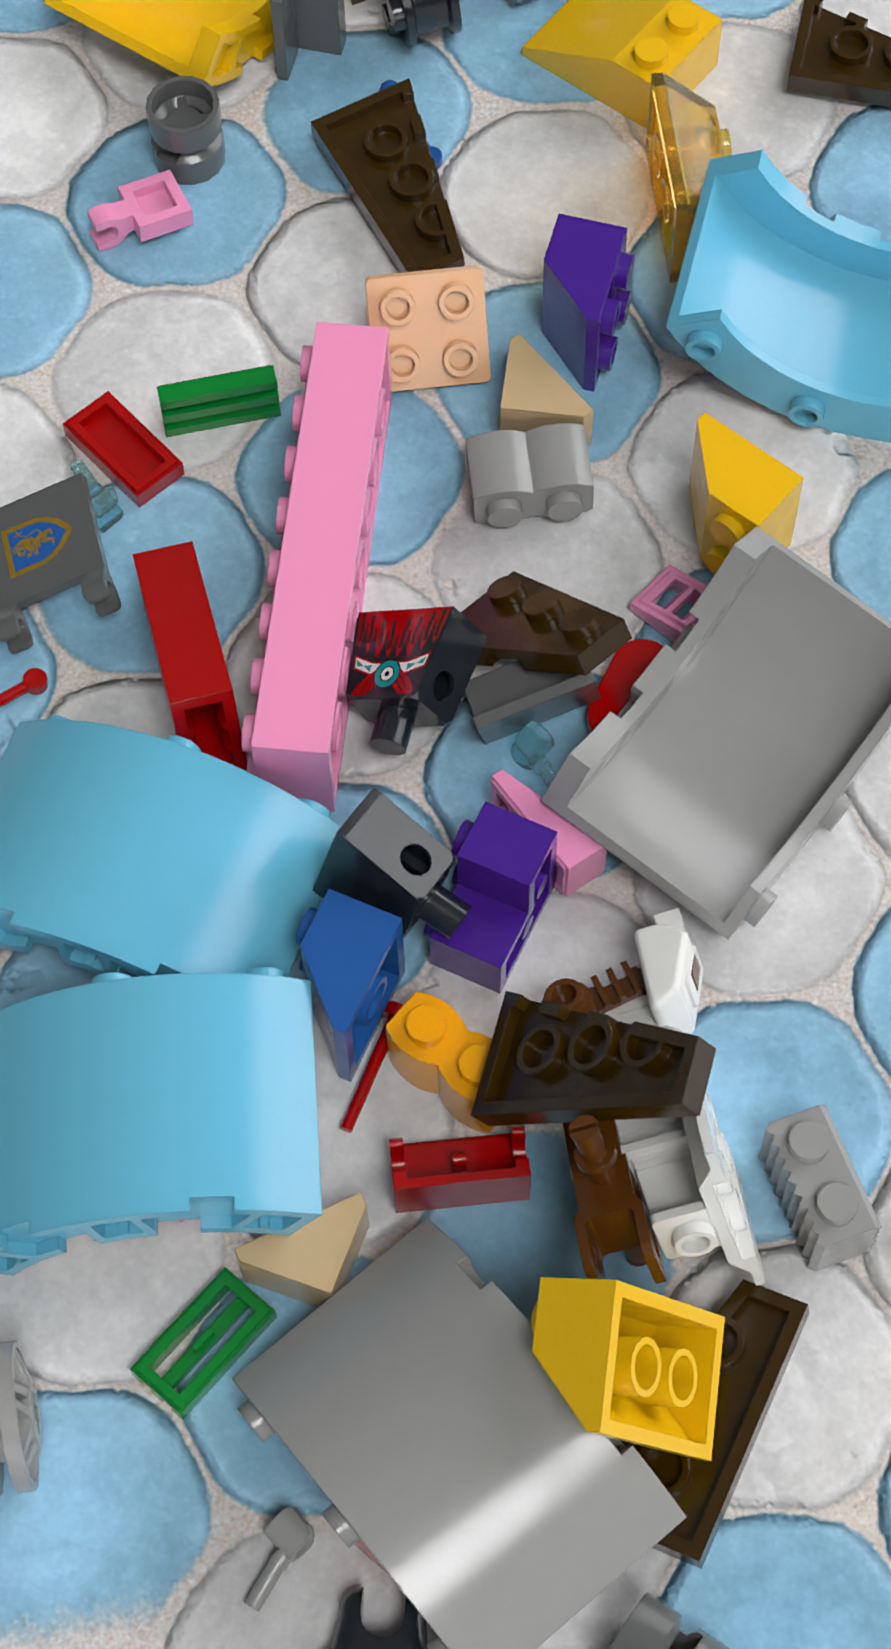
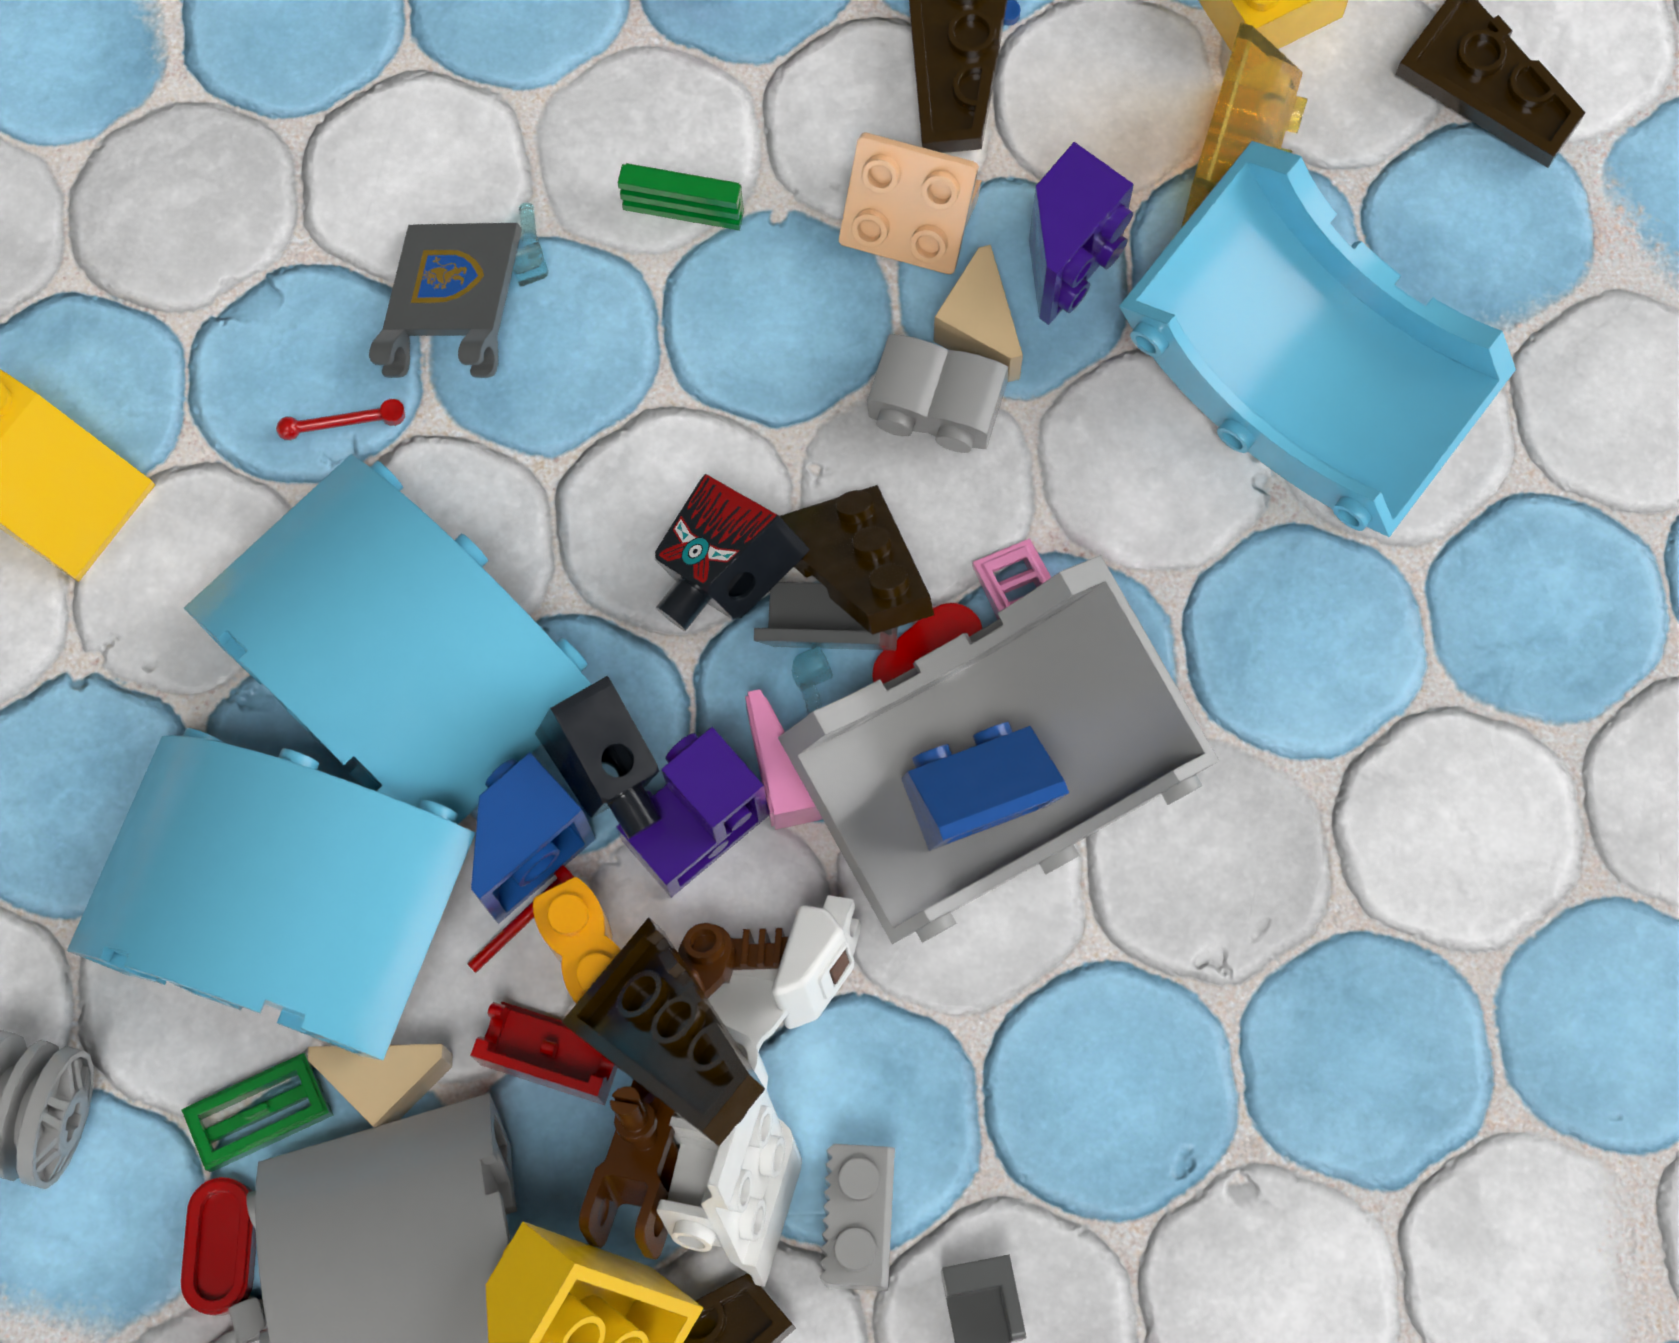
camera: 25 degrees right, 10 degrees up
(123, 449) = (575, 208): red tile -> none
(189, 651) = (529, 458): red slope -> none
(225, 1481) = (218, 1247): none -> red tile
(321, 563) = (691, 408): bright pink brick -> none
(736, 490) = (1116, 509): yellow slope -> none
(745, 766) = (981, 786): none -> blue slope

